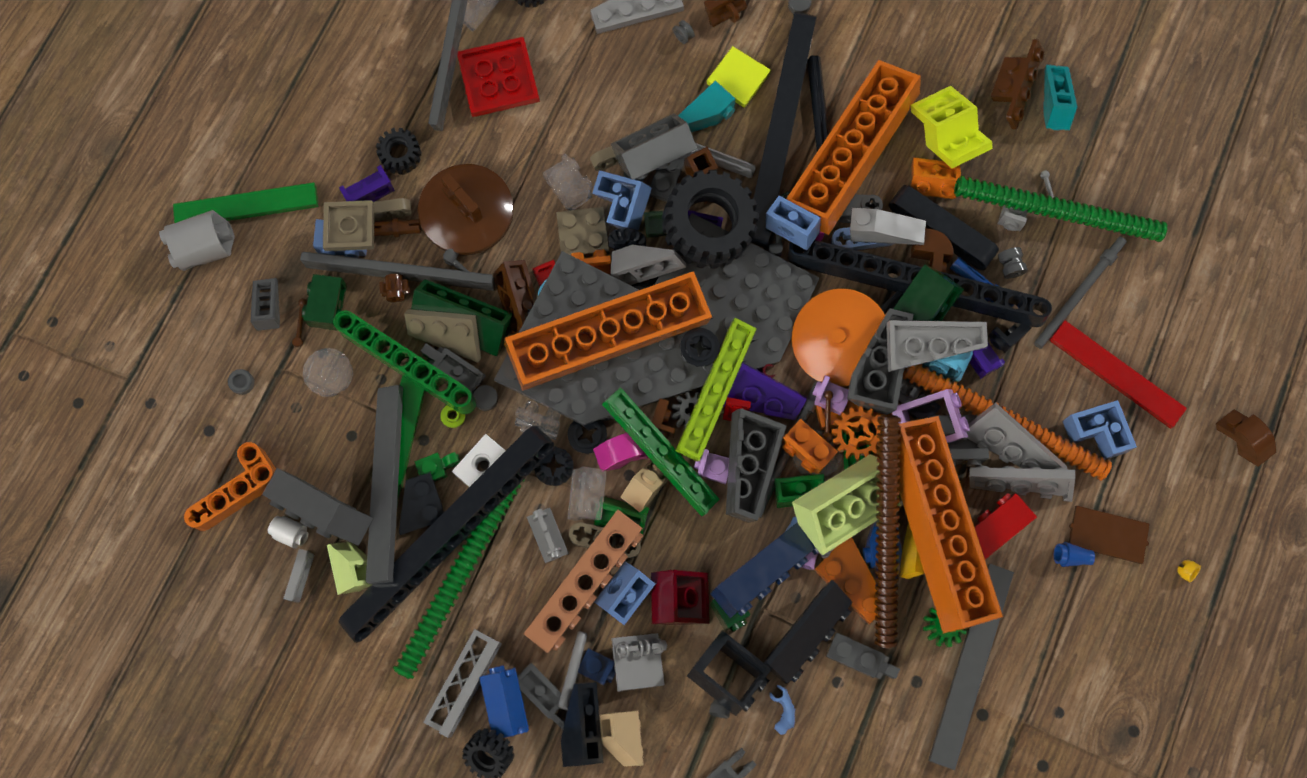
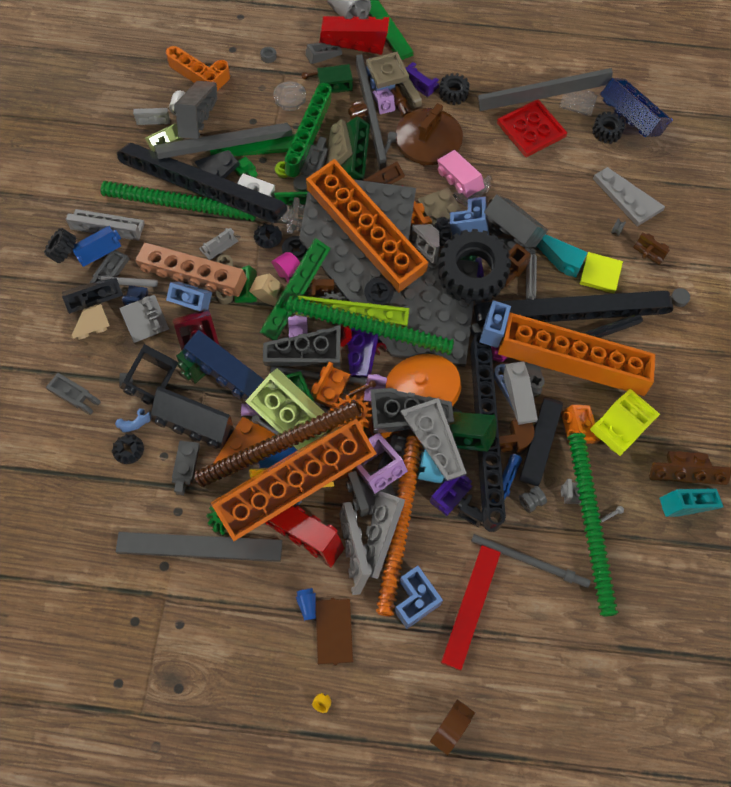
camera: 70 degrees right, 10 degrees down
(260, 249) = (355, 33): none -> red wedge
(385, 247) = (385, 100): none -> lavender bracket
(503, 416) = (288, 197): none -> green slope
(549, 189) = (460, 174): none -> bright pink brick
(587, 494) = (252, 256): clear bracket -> none
(747, 374) = (369, 325): none -> green piece
(806, 722) = (126, 457): none -> black gear

